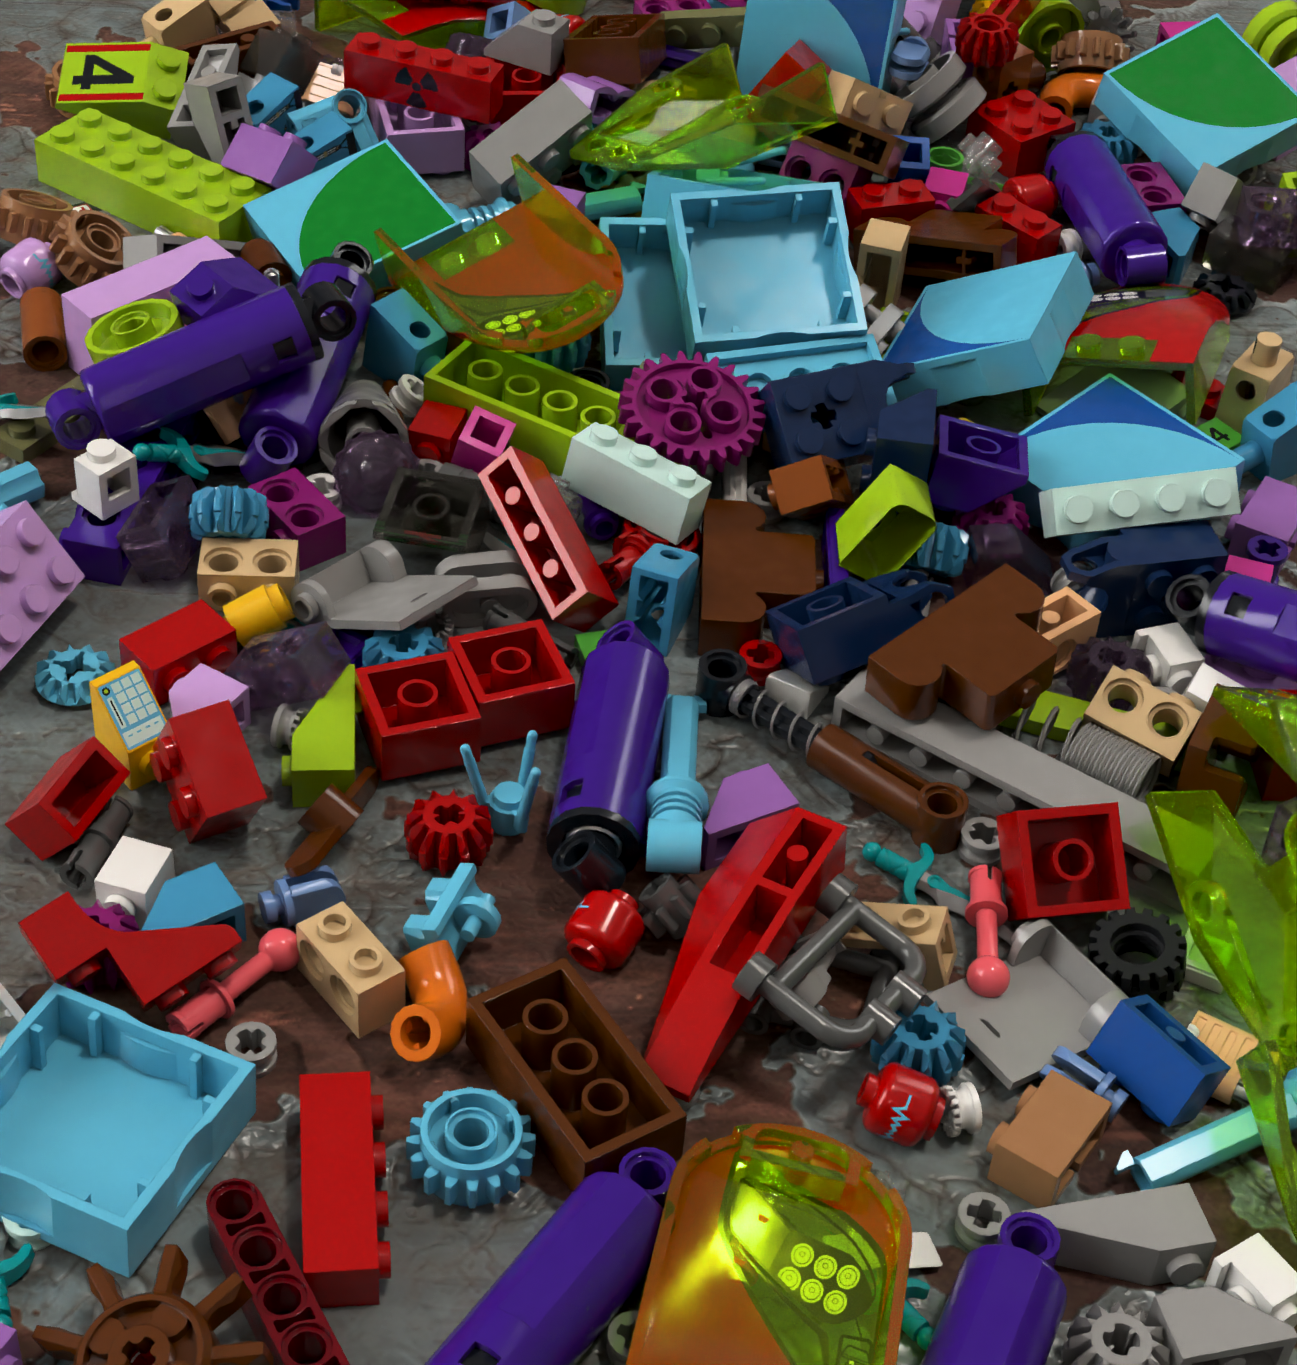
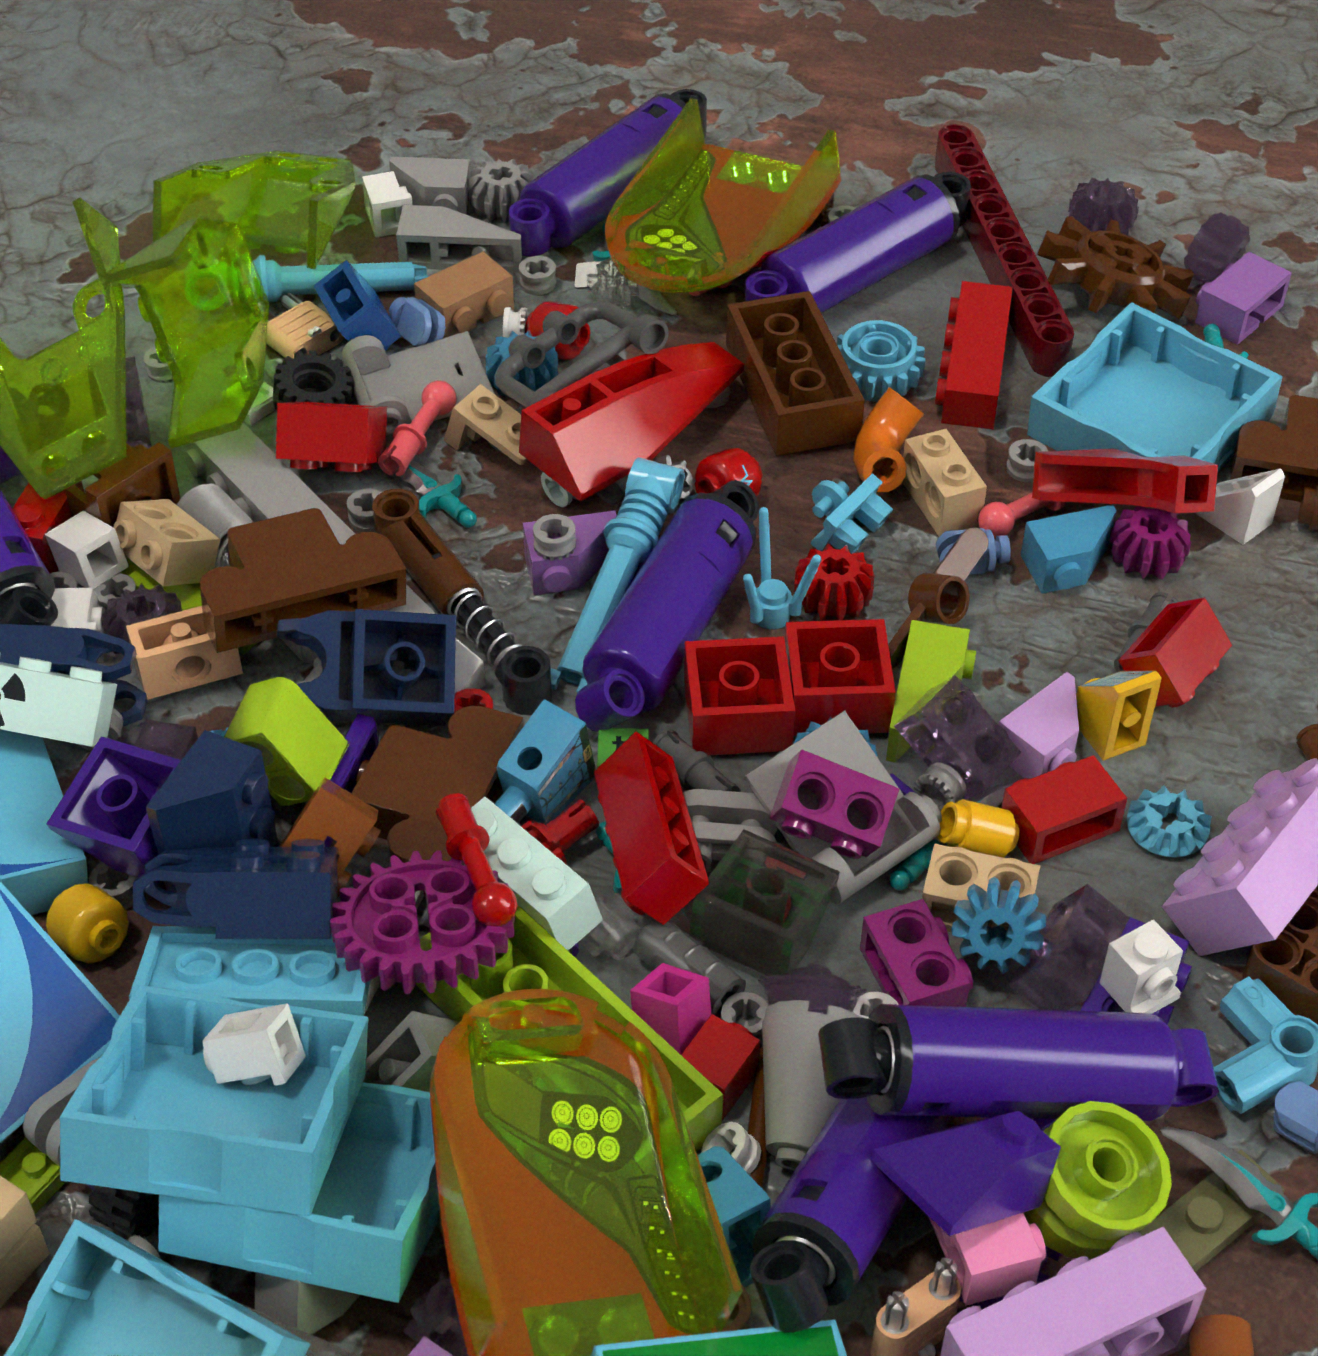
camera: 160 degrees left, 5 degrees up
(134, 876) = (1114, 586): white brick -> none
(207, 772) = (1051, 614): red brick -> none
(390, 570) = (836, 791): none -> magenta brick
(638, 404) = (493, 901): none -> red pin
(749, 784) = (554, 547): none -> light grey bush
(763, 307) = (254, 1046): none -> white brick

